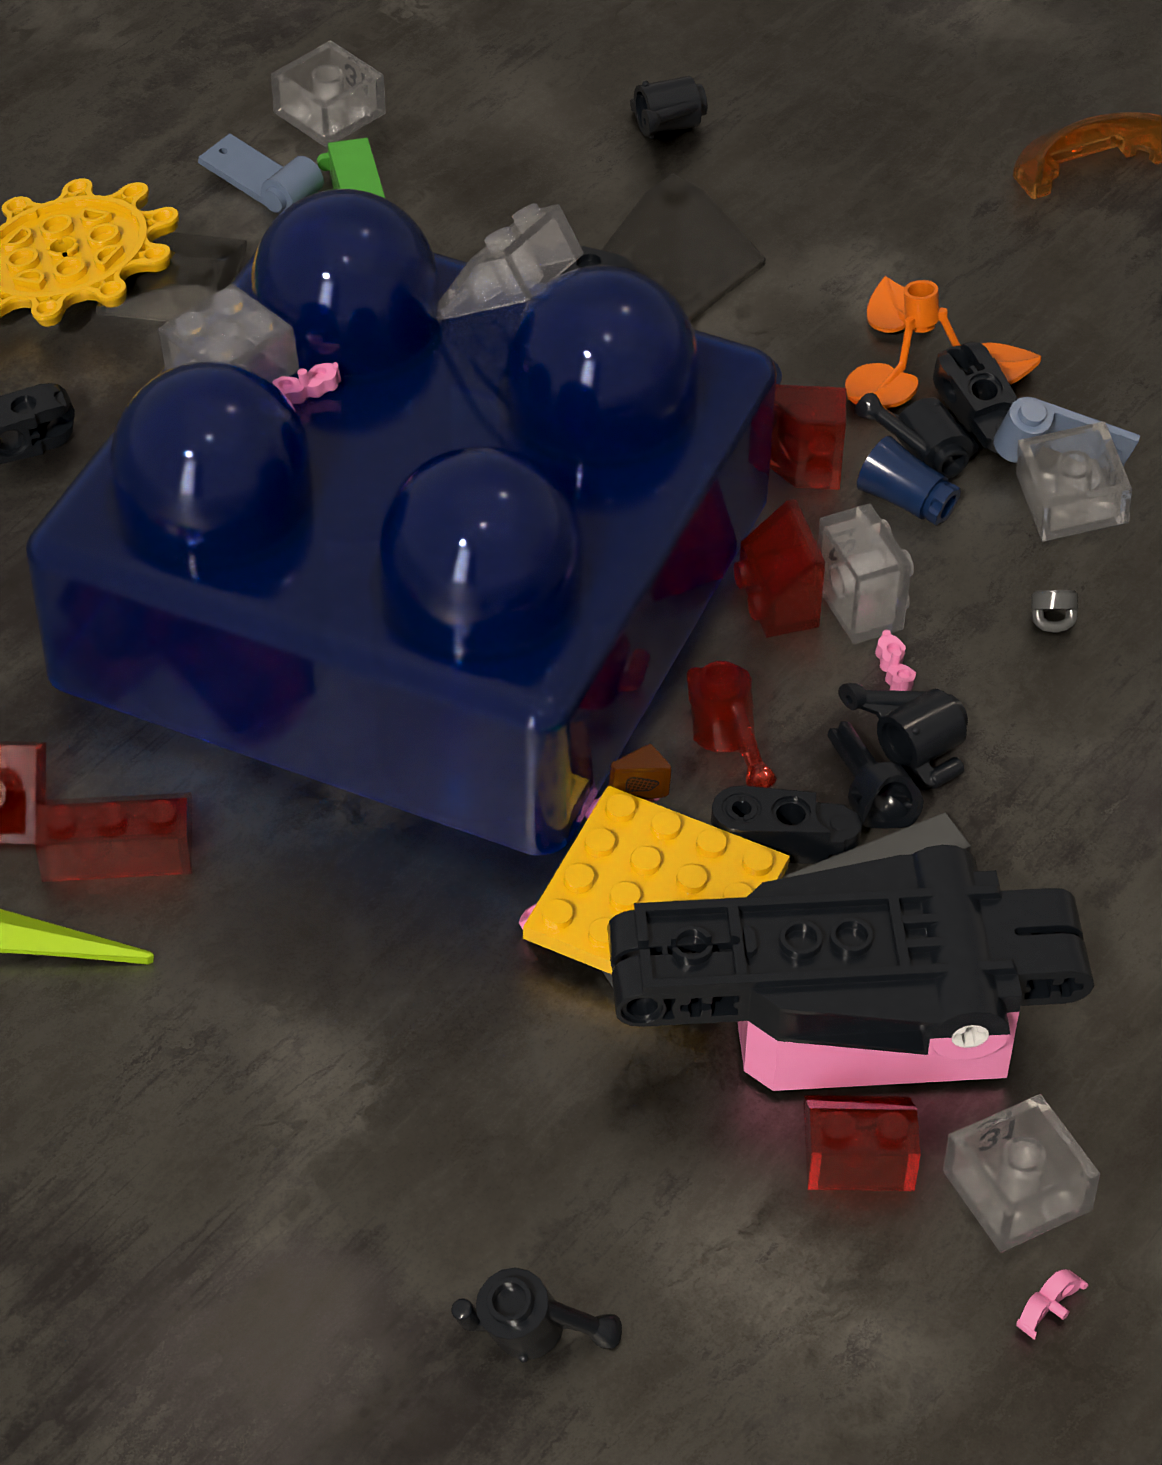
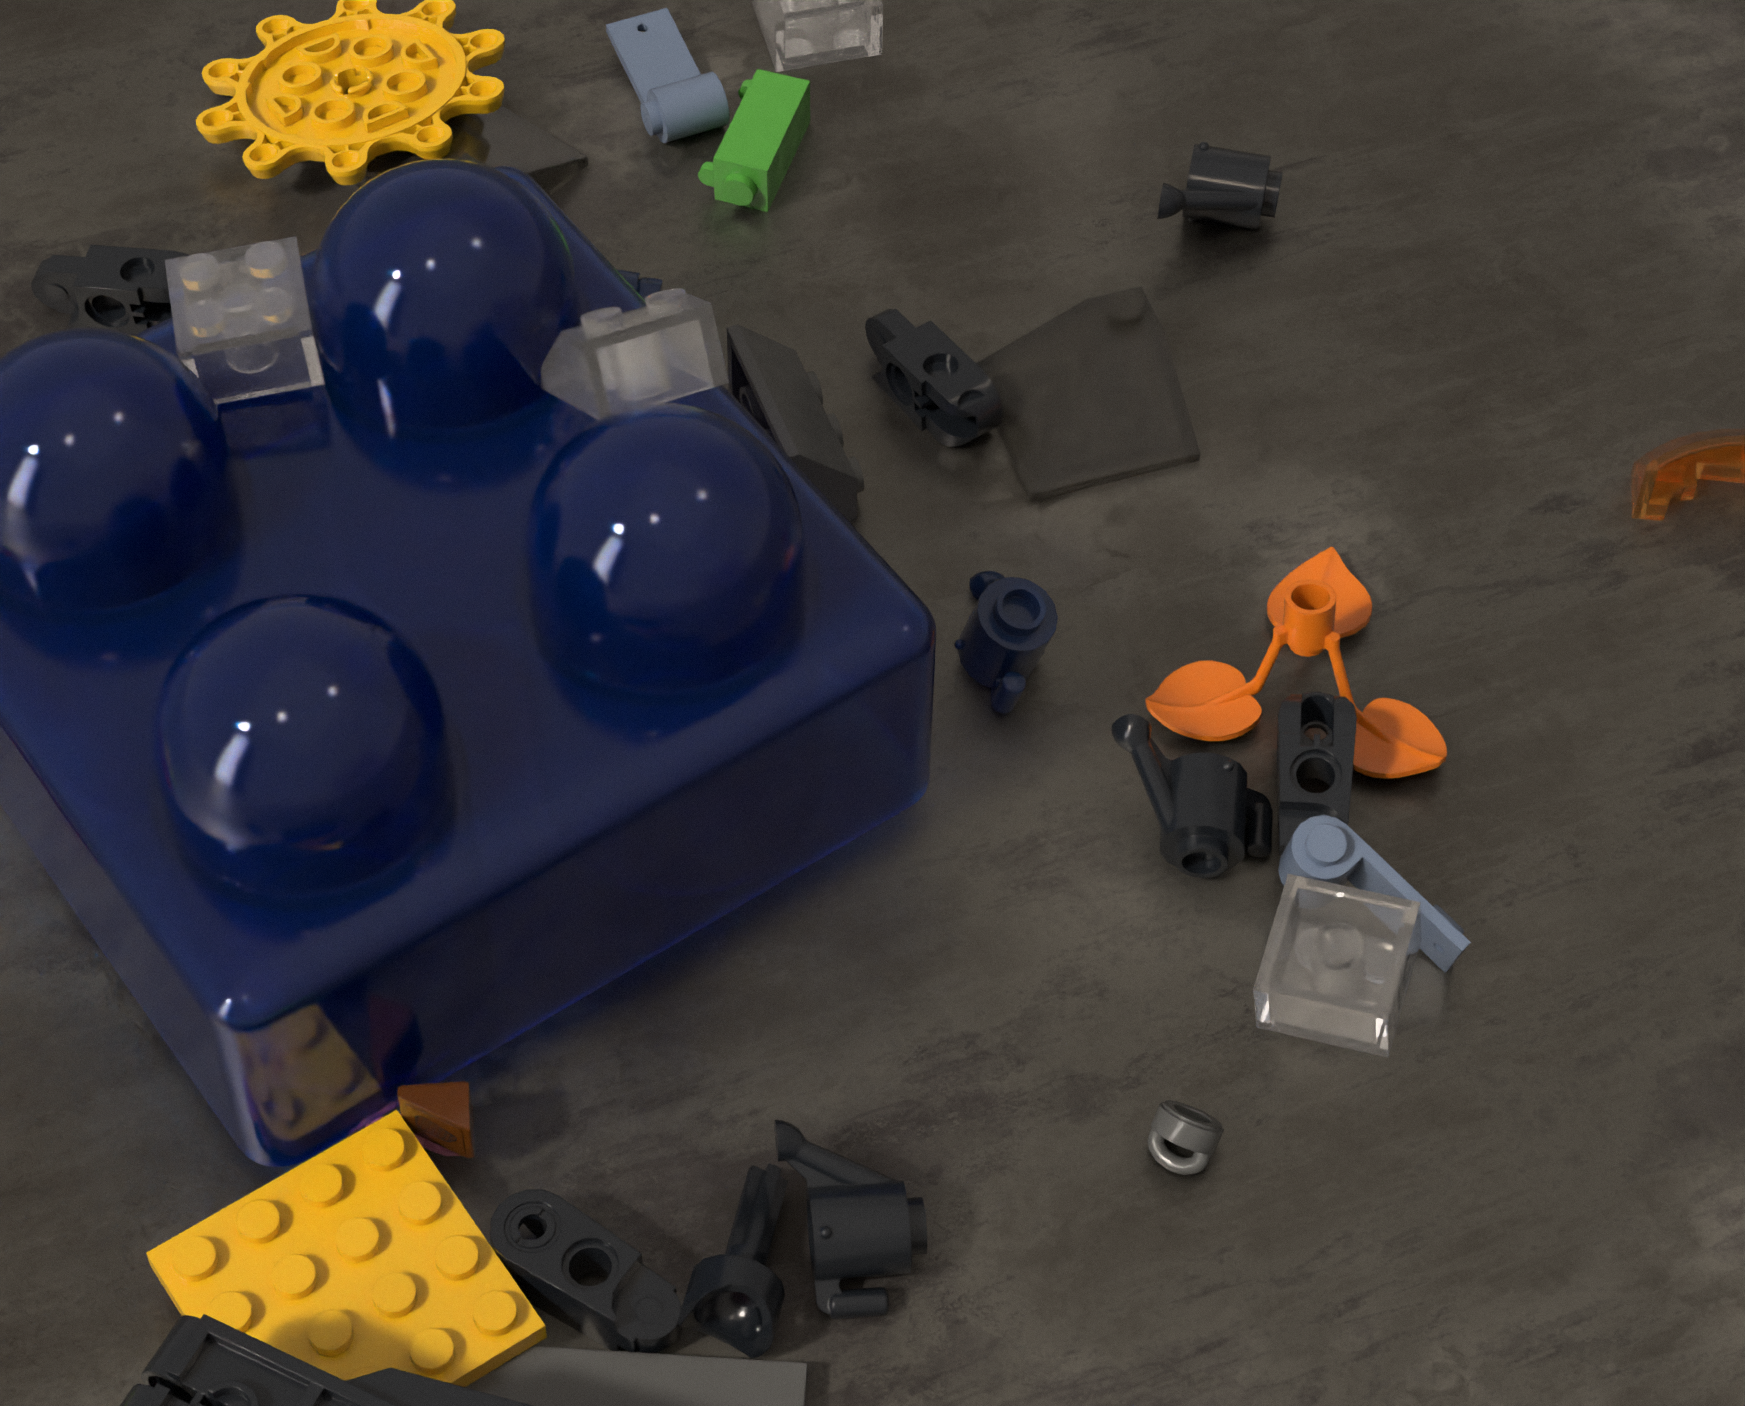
camera: 30 degrees right, 5 degrees up
(313, 383) = (298, 409): bright pink piece -> none
(725, 716) = (626, 1086): clear red piece -> none
(782, 572) = (848, 917): clear red slope -> none
(809, 435) = (1031, 731): clear red slope -> none
(864, 573) = (949, 967): clear brick -> none
(891, 655) = (921, 1101): bright pink piece -> none
(907, 482) = (1122, 859): dark blue plant -> none

